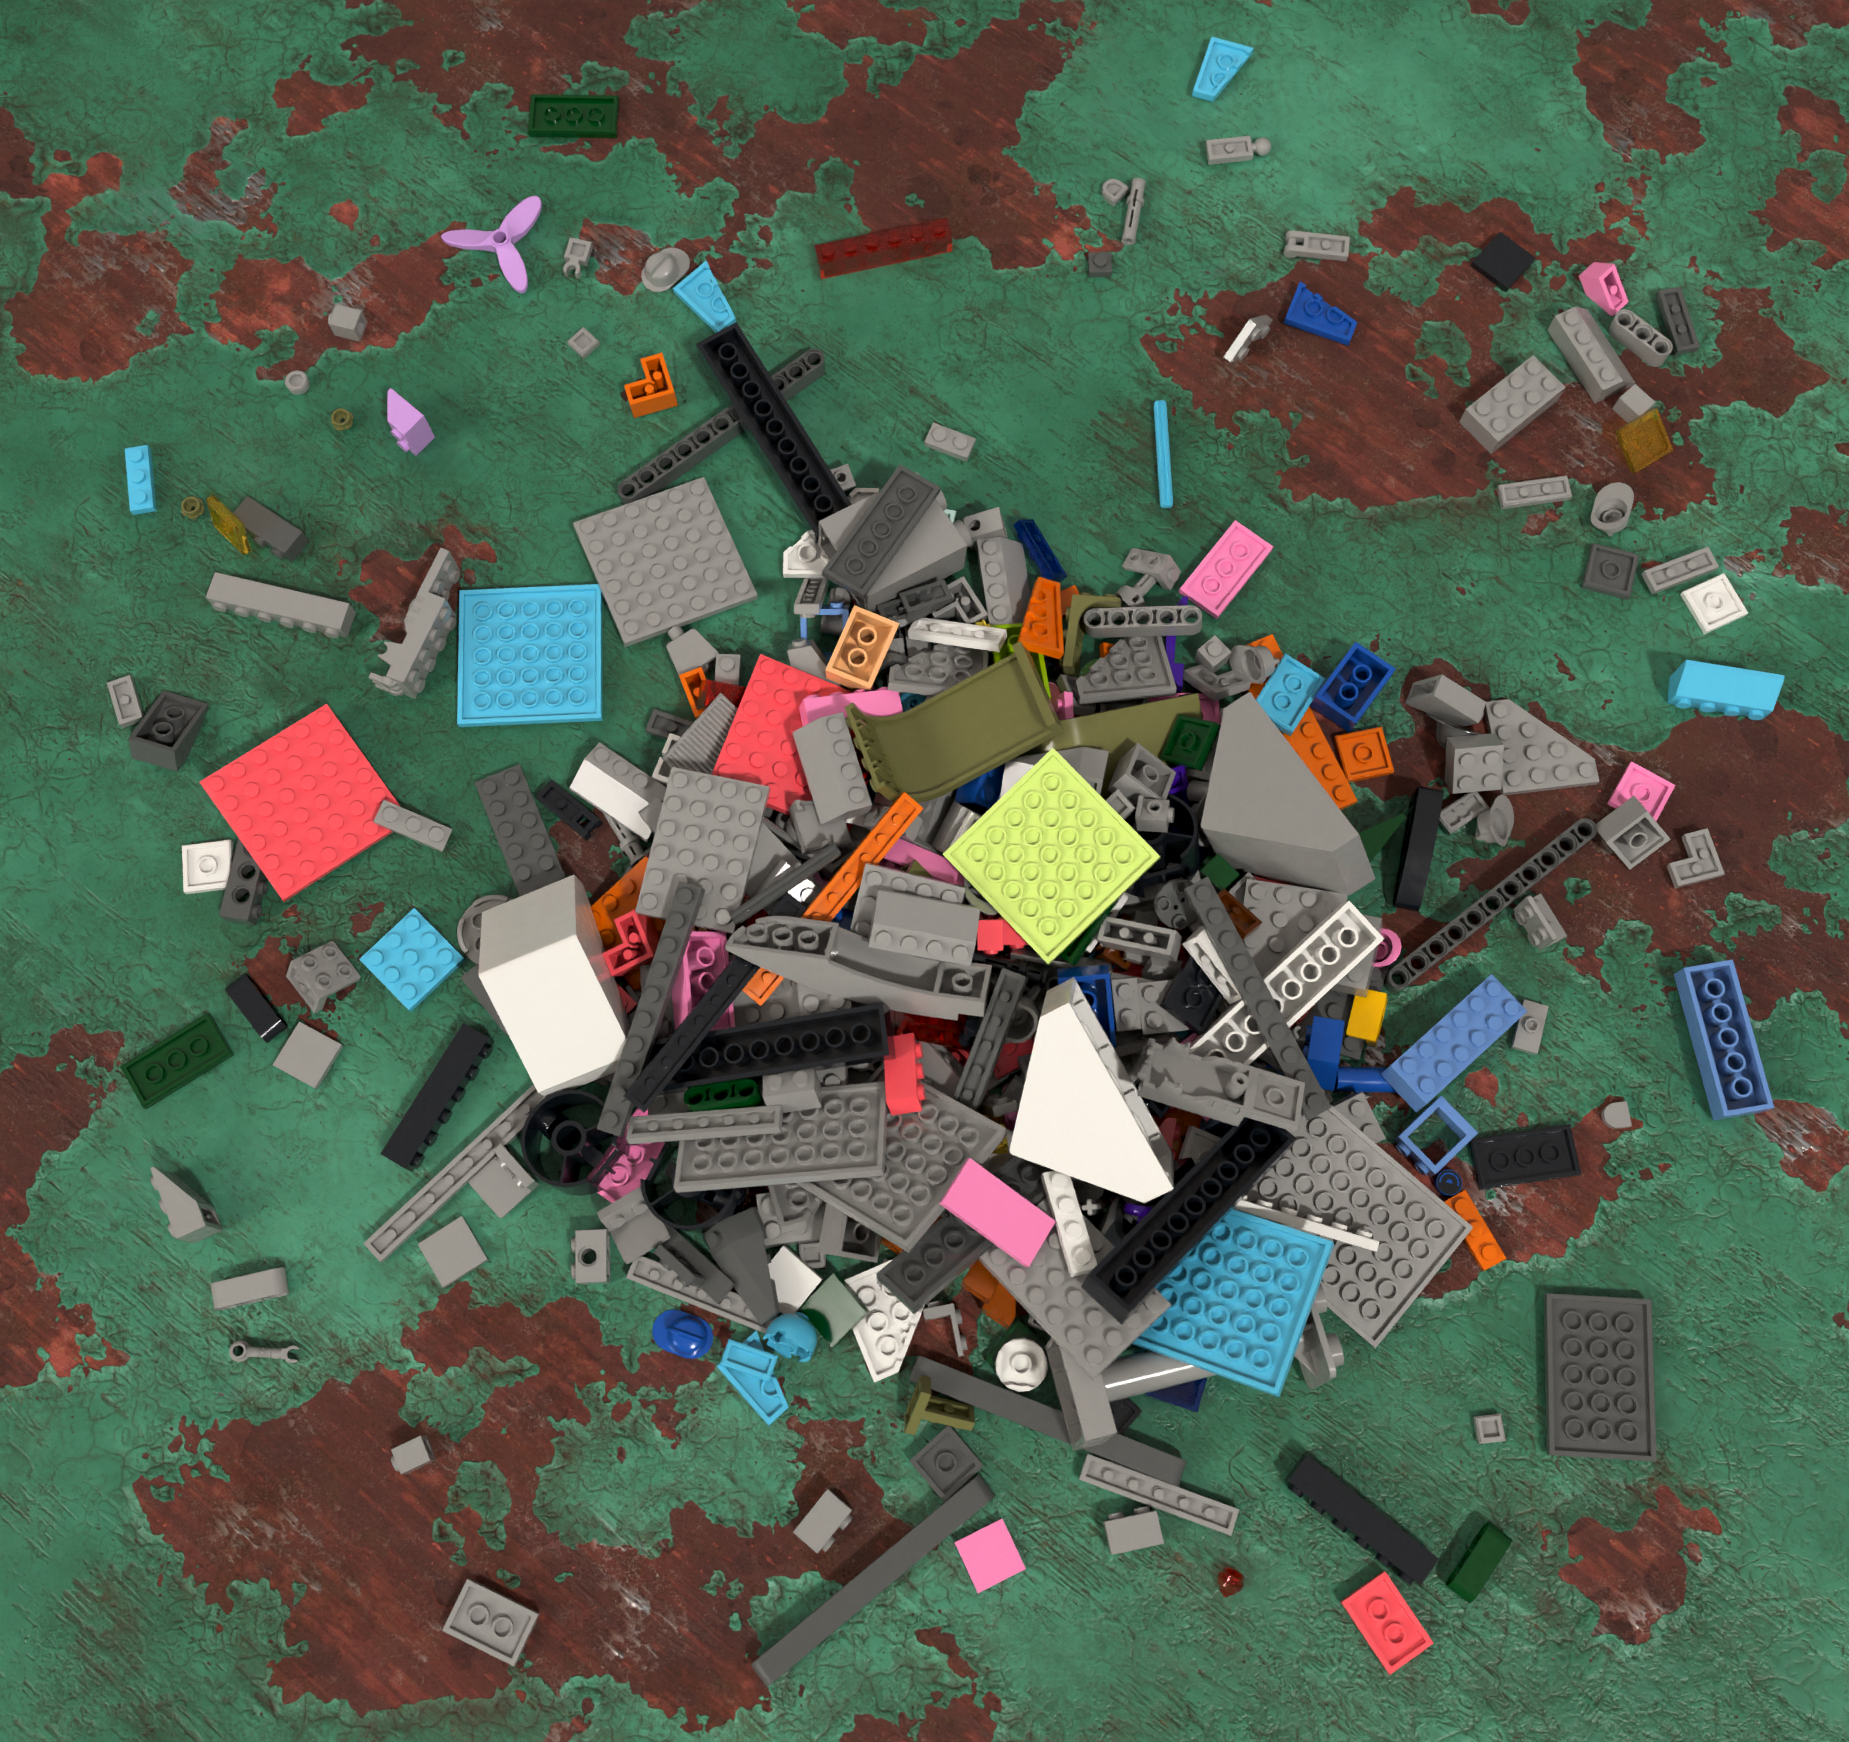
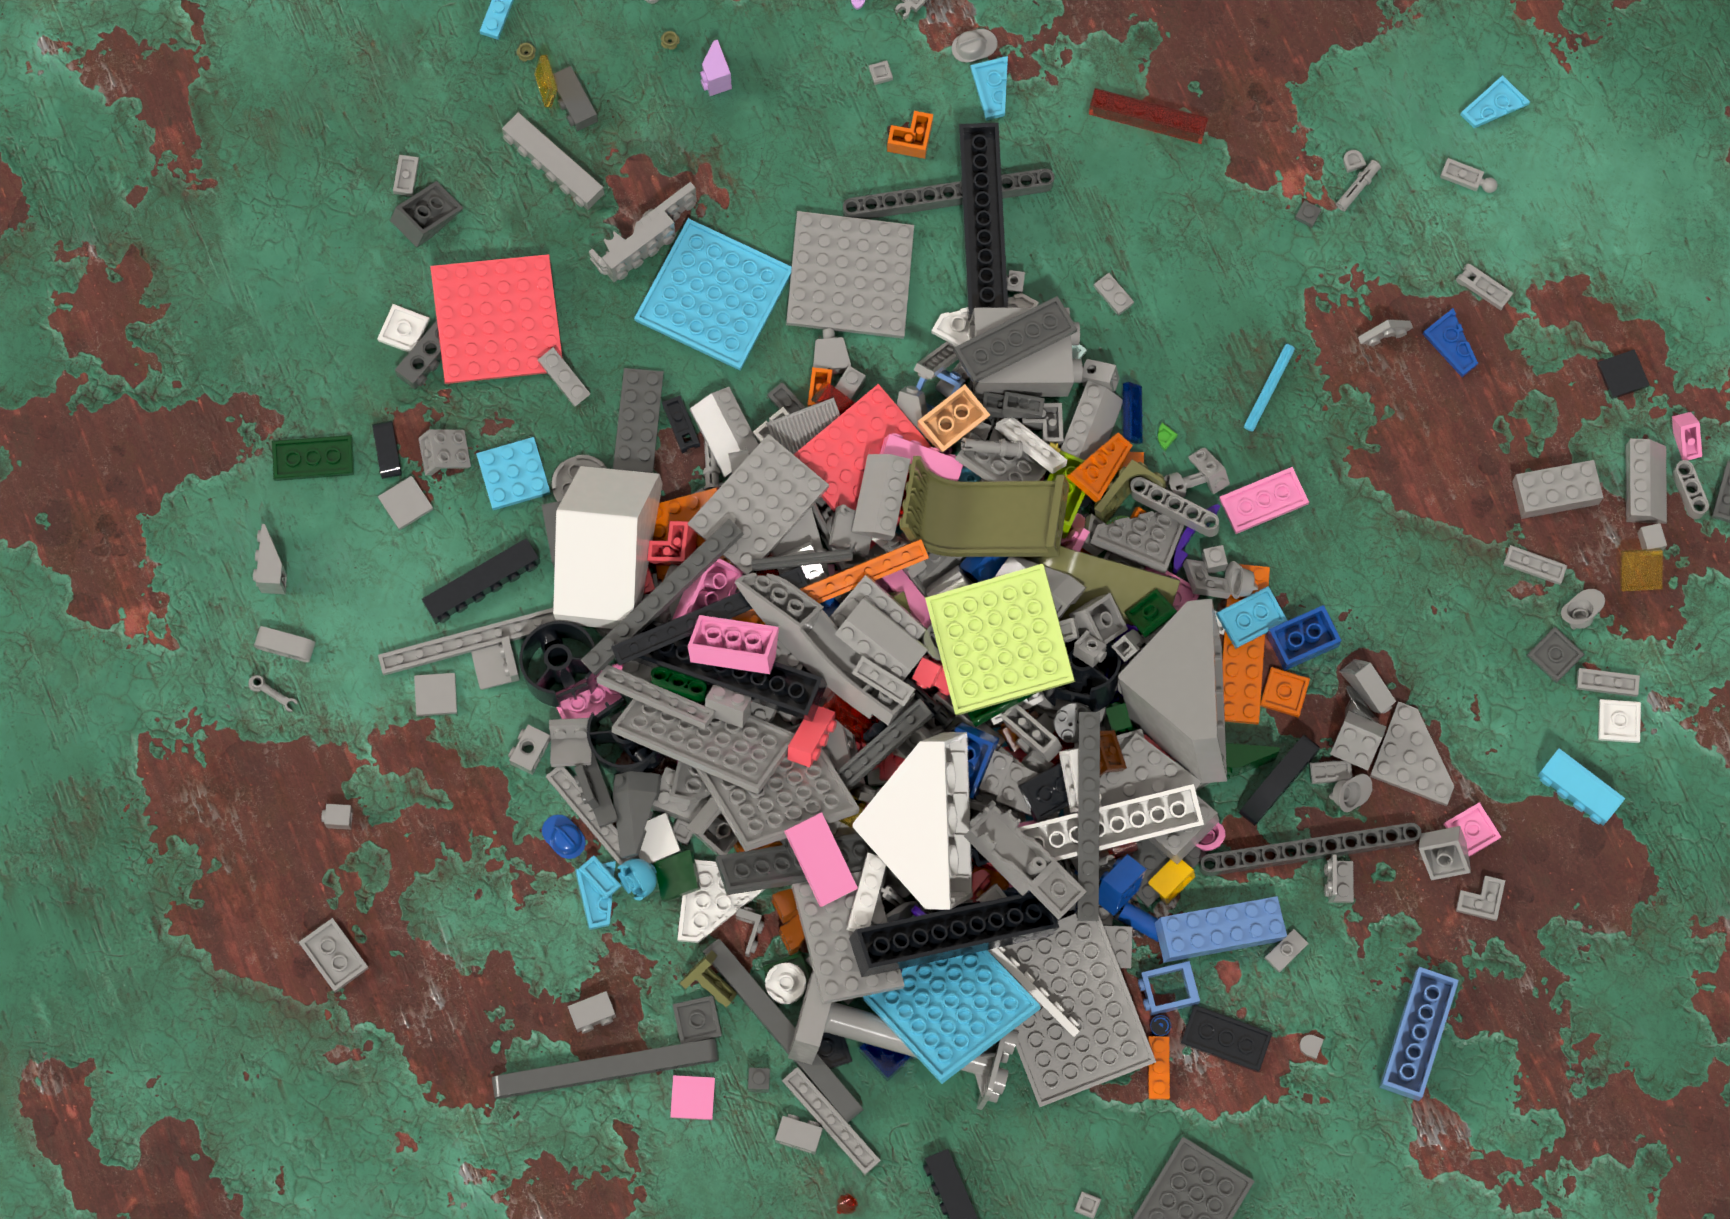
camera: 25 degrees right, 0 degrees up
(762, 1019) = (733, 644): none -> bright pink slope
(928, 653) = (999, 447): none -> light grey pin
(952, 970) = (883, 681): none -> light grey plate
(1054, 1493) = (759, 1080): none -> dark grey brick
(1086, 557) = (1166, 436): none -> bright green tile
(1188, 788) = (1128, 644): none -> light grey leg

